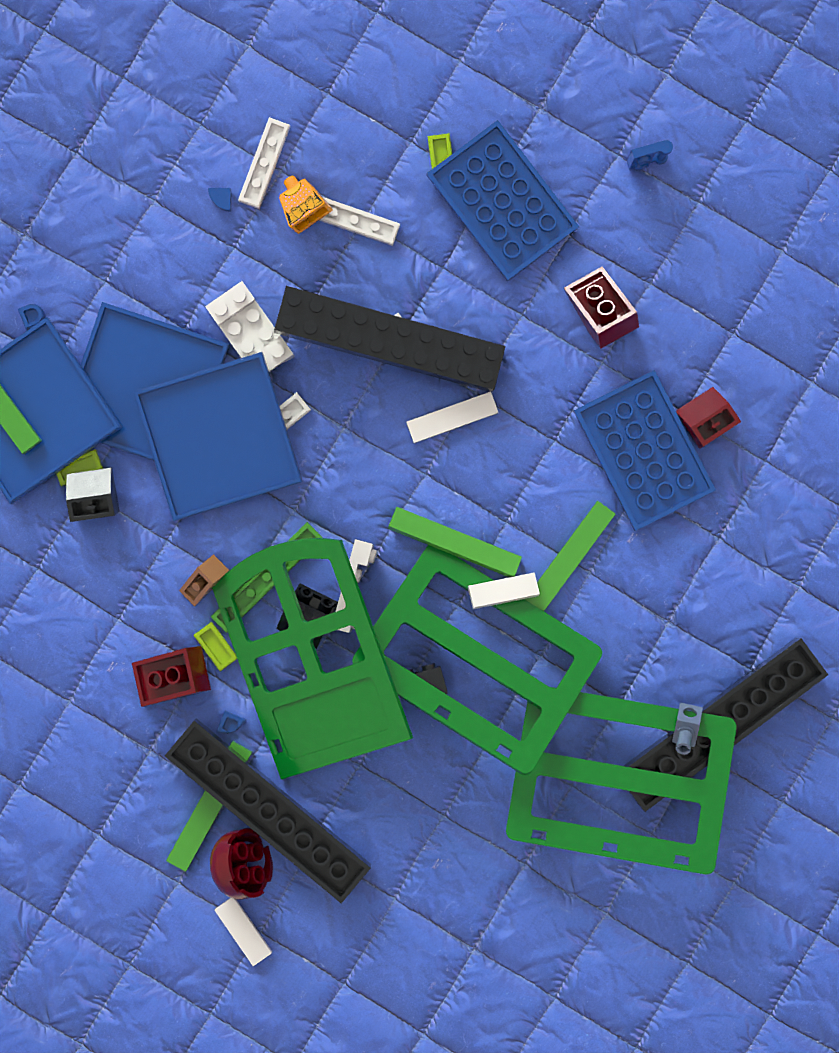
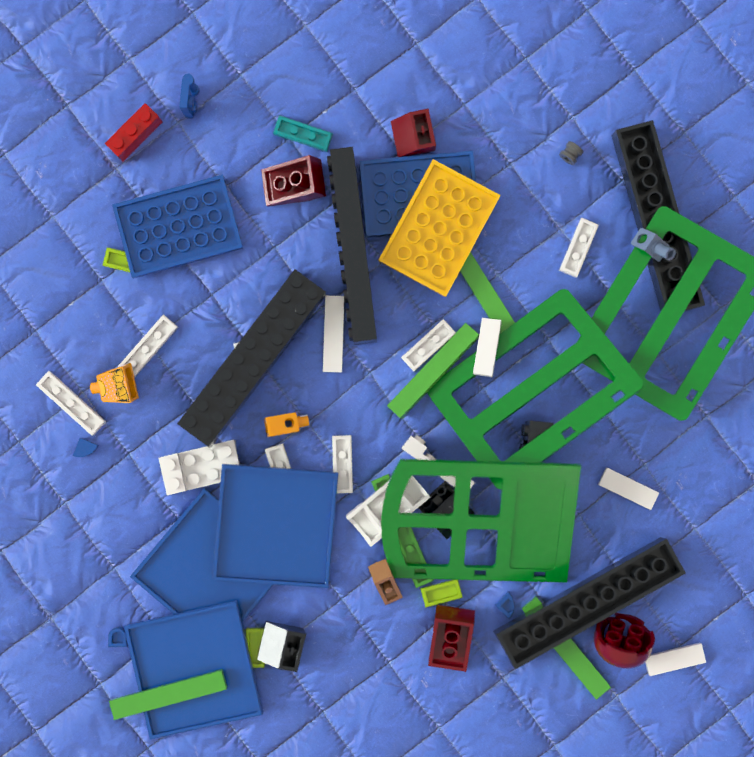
camera: 70 degrees left, 0 degrees up
(269, 531) = (367, 515): none -> white piece
(315, 483) = (343, 462): none -> white tile
(325, 395) = (276, 424): none -> light orange torso
(410, 807) = (628, 488): none -> white tile
(481, 526) = (428, 345): none -> white tile
(557, 399) = (352, 240): none -> black brick
(586, 111) = (133, 132): none -> red brick
(614, 486) = (439, 228): none -> yellow plate
(655, 649) = (578, 247): none -> white tile
(660, 296) = (303, 133): none -> teal tile
(757, 600) = (571, 153): none -> dark grey wheel

